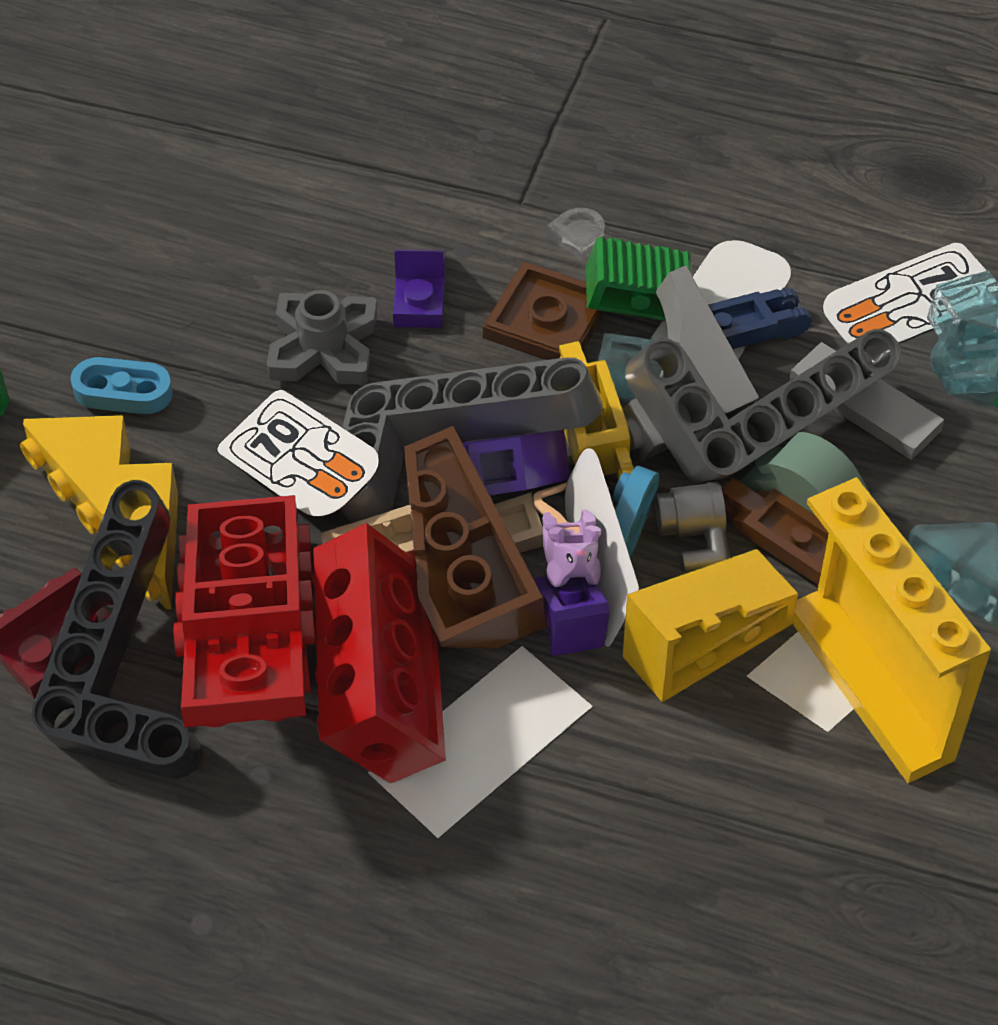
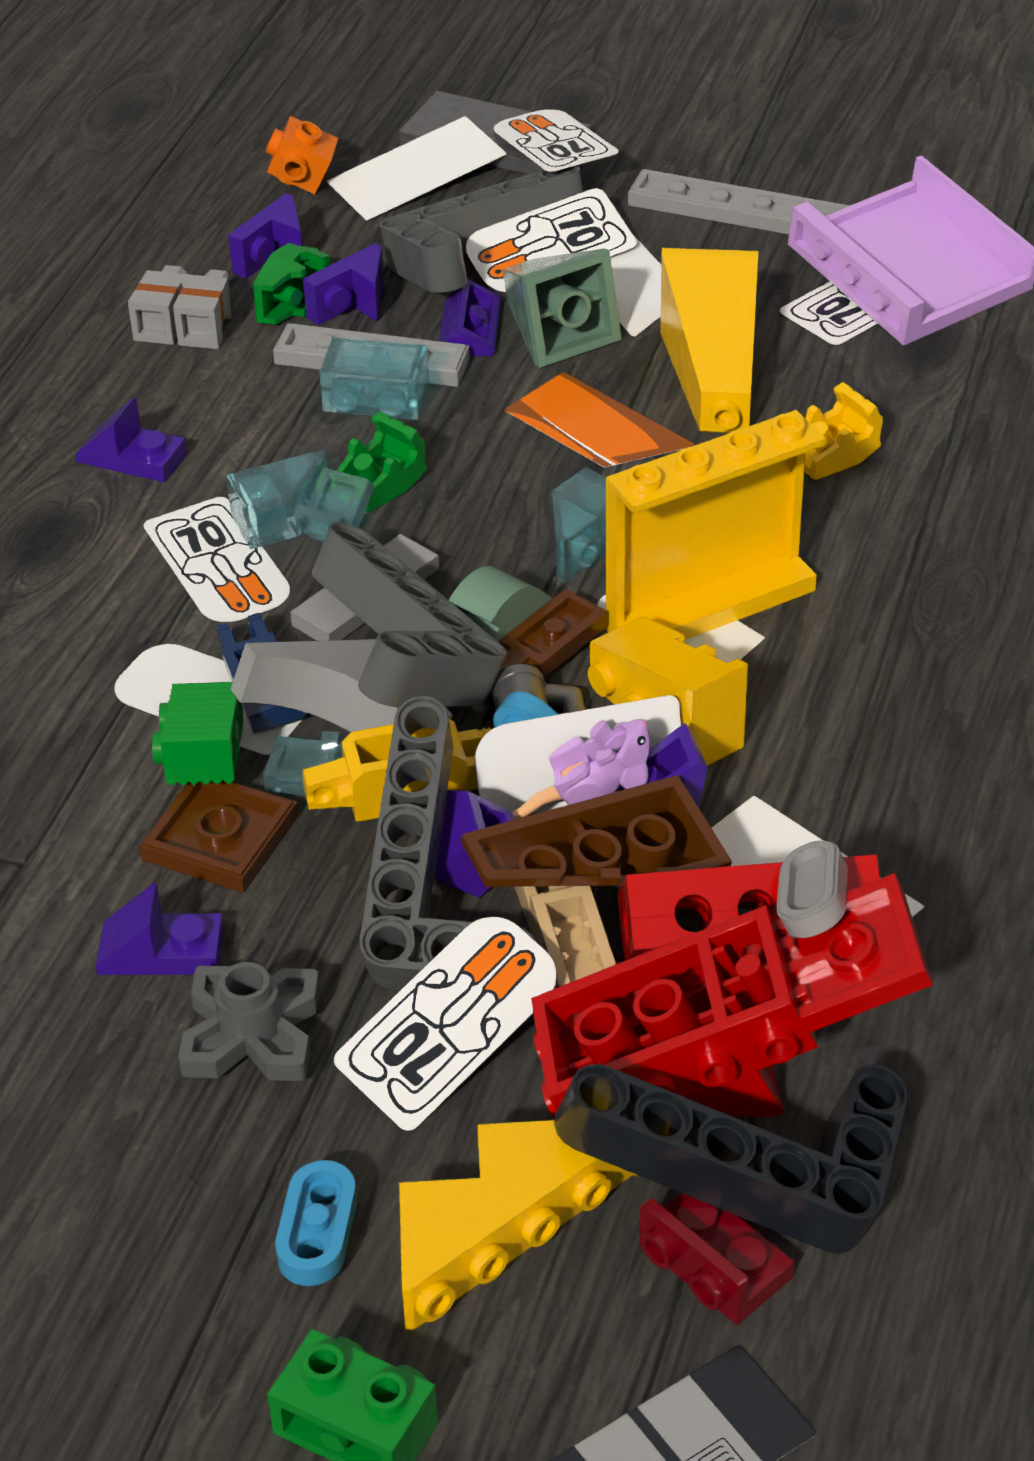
camera: 90 degrees left, 10 degrees down
(314, 645) = (812, 889): none -> light grey tile
(577, 231) = (90, 805): clear tile -> none

